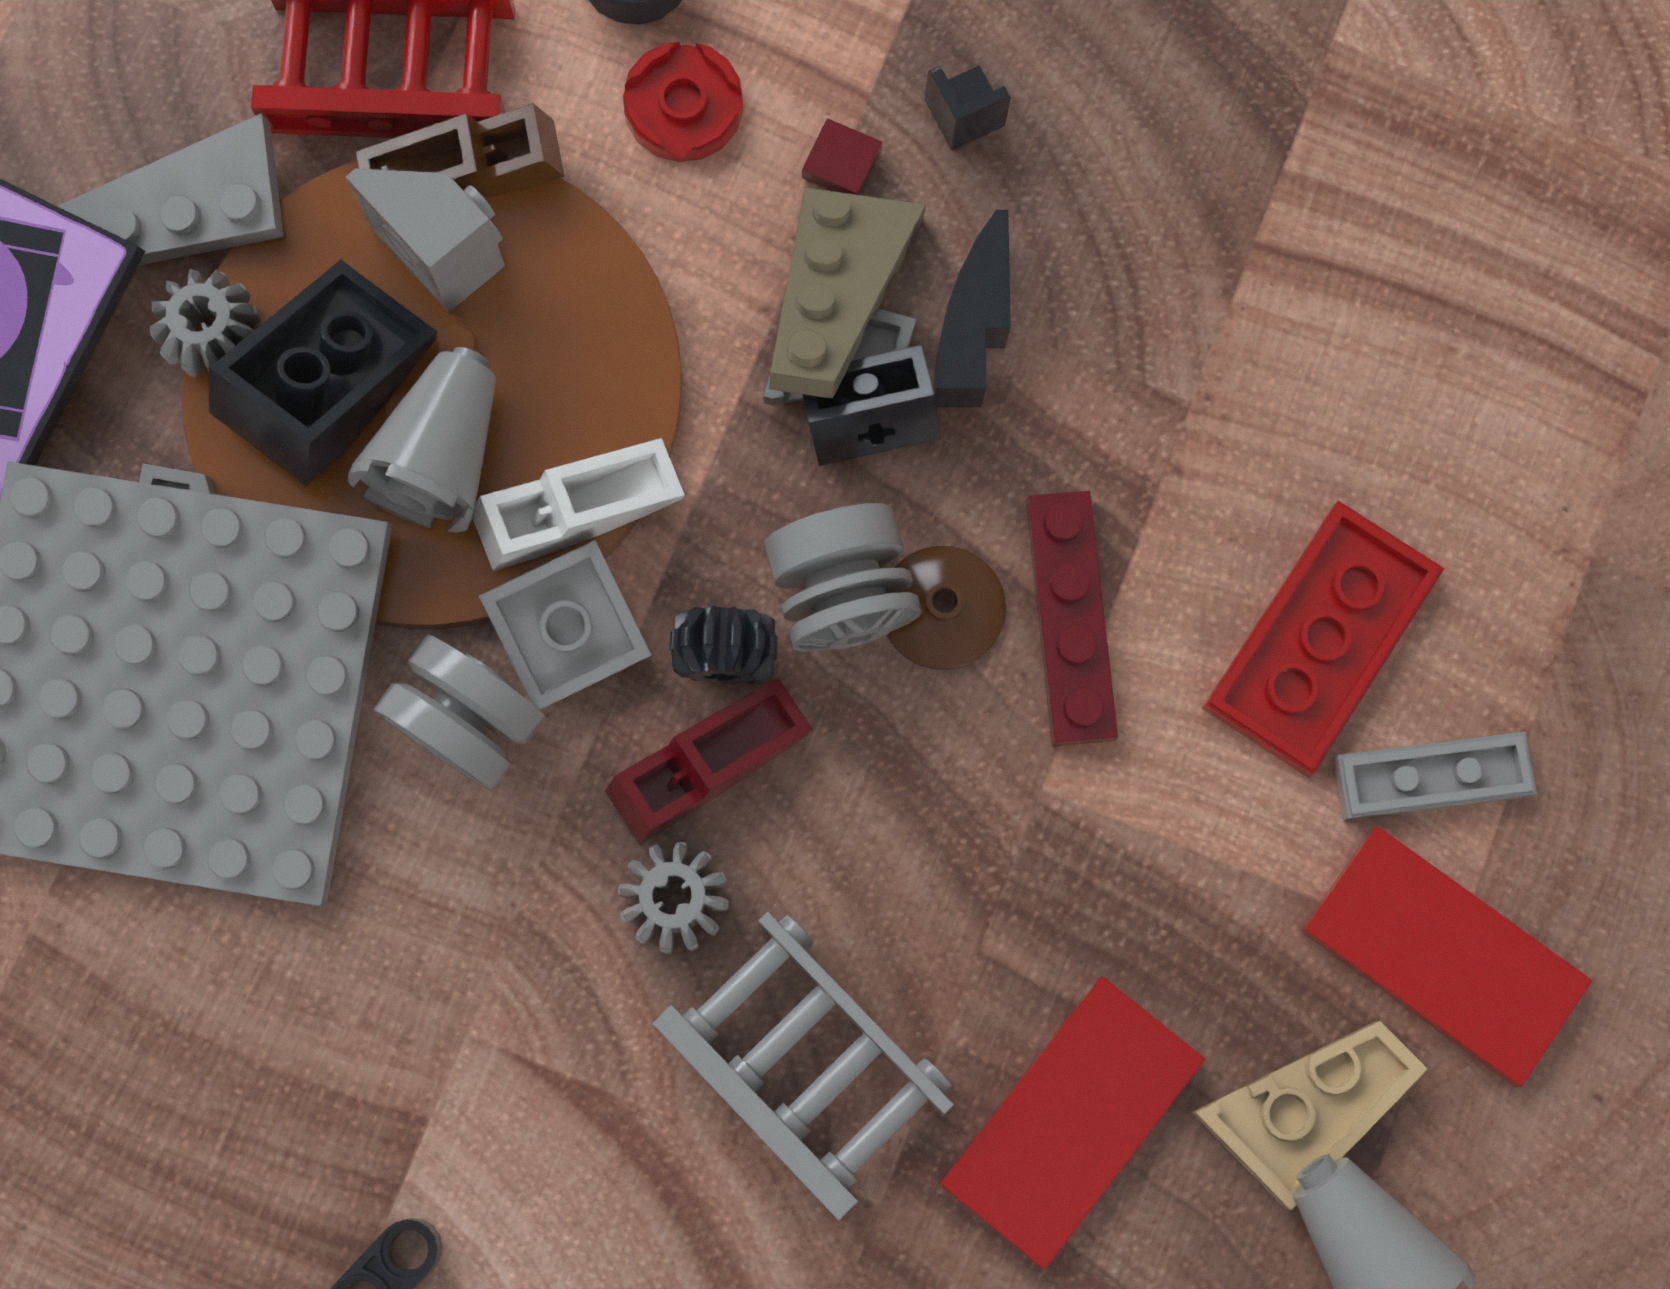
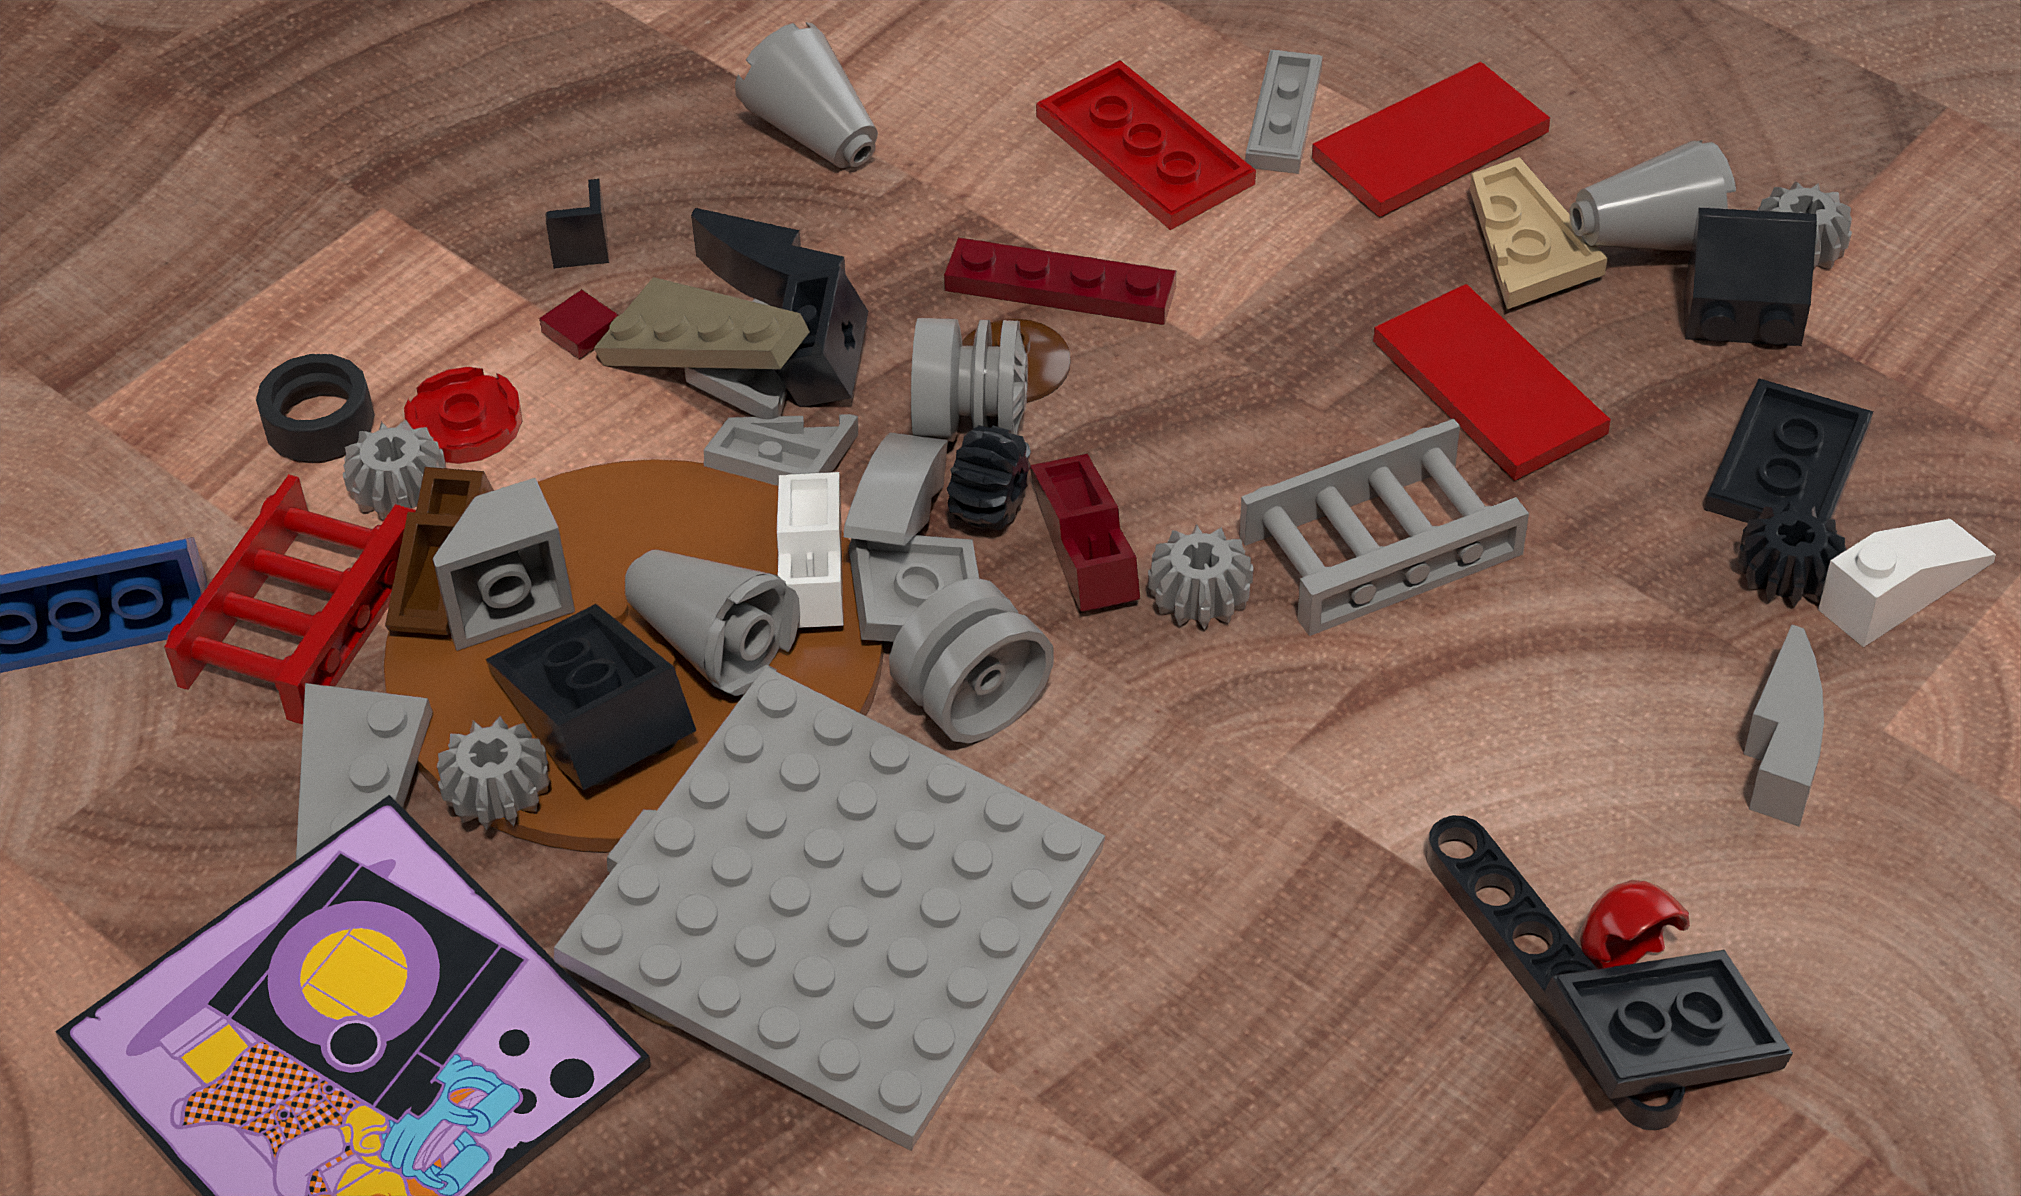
camera: 65 degrees left, 30 degrees down
(587, 66) = (389, 467): none -> light grey gear
(667, 562) = (897, 489): none -> light grey slope
(721, 427) = (778, 446): none -> light grey wing
(1232, 262) = (807, 95): none -> light grey cone

